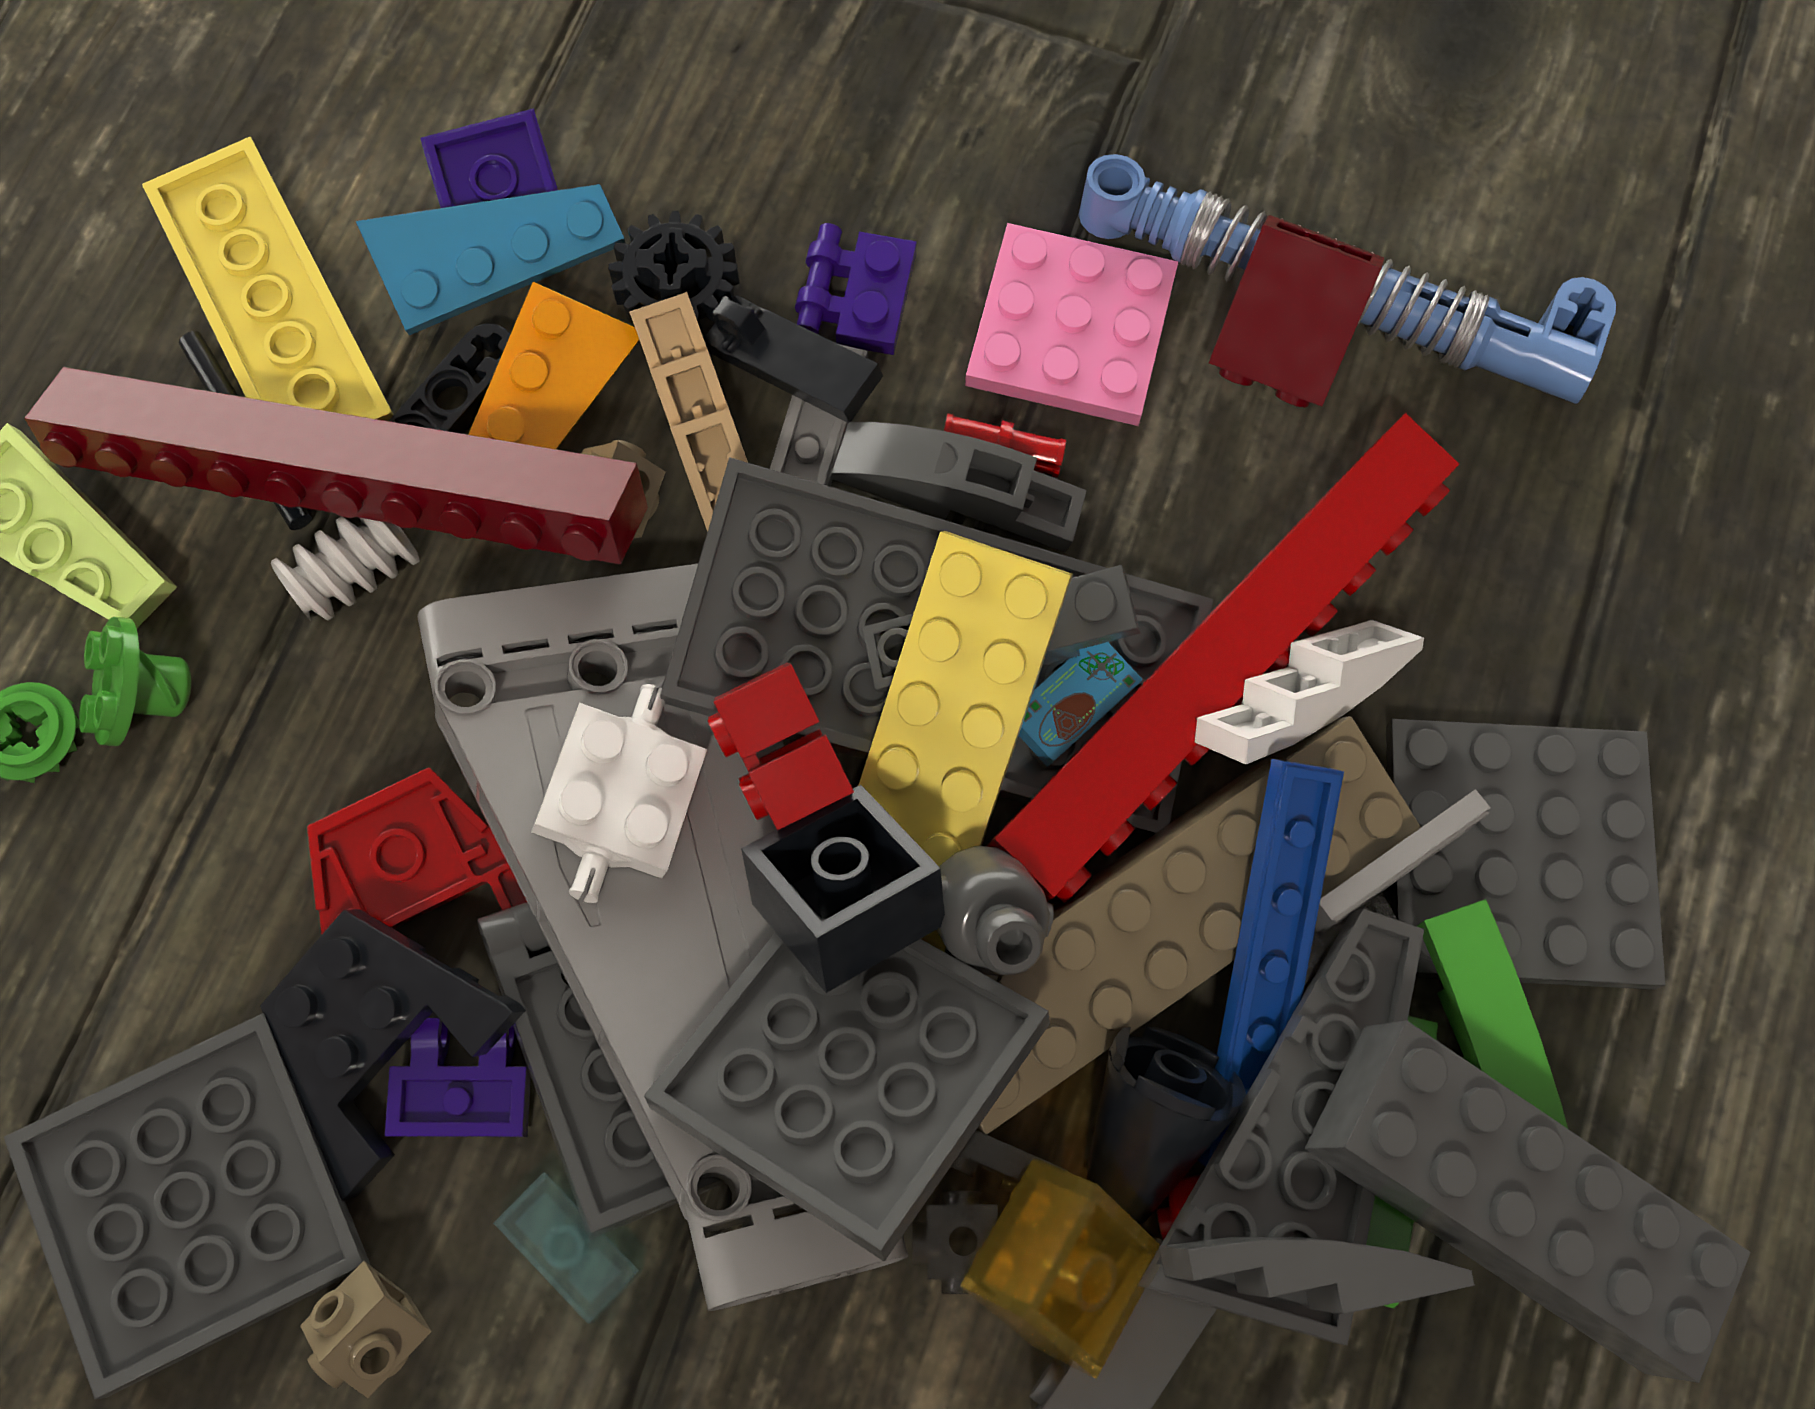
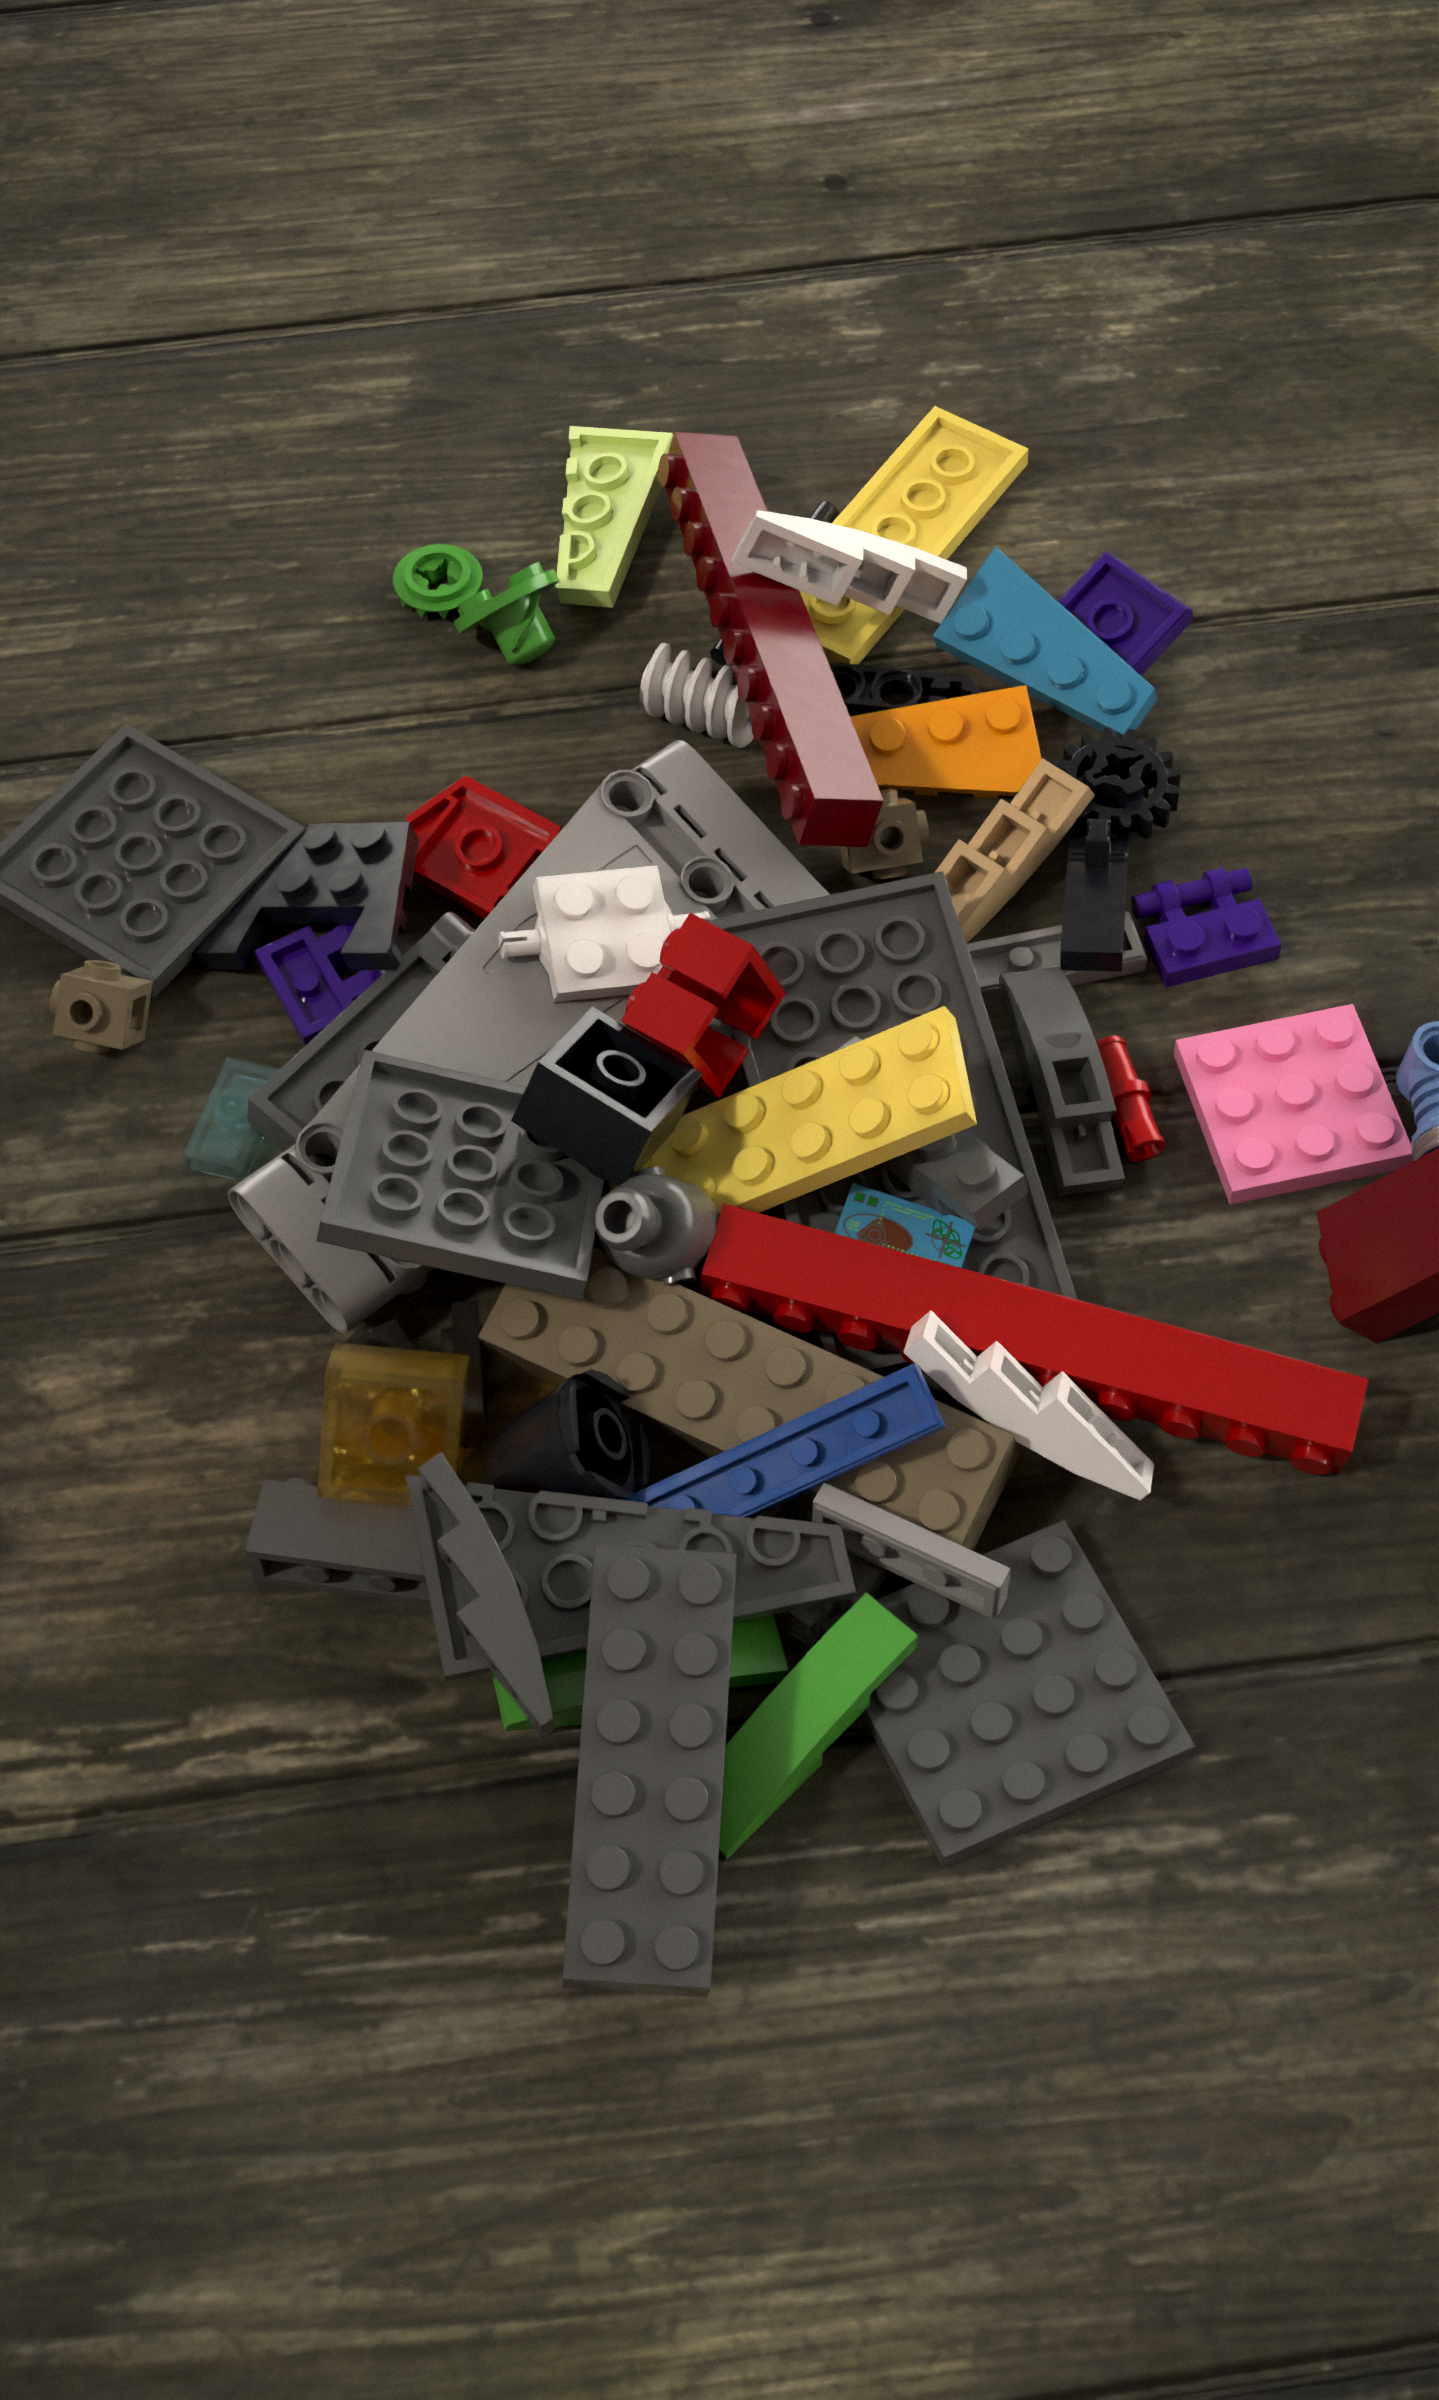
camera: 65 degrees right, 15 degrees down
(308, 349) = (849, 563): none -> white slope

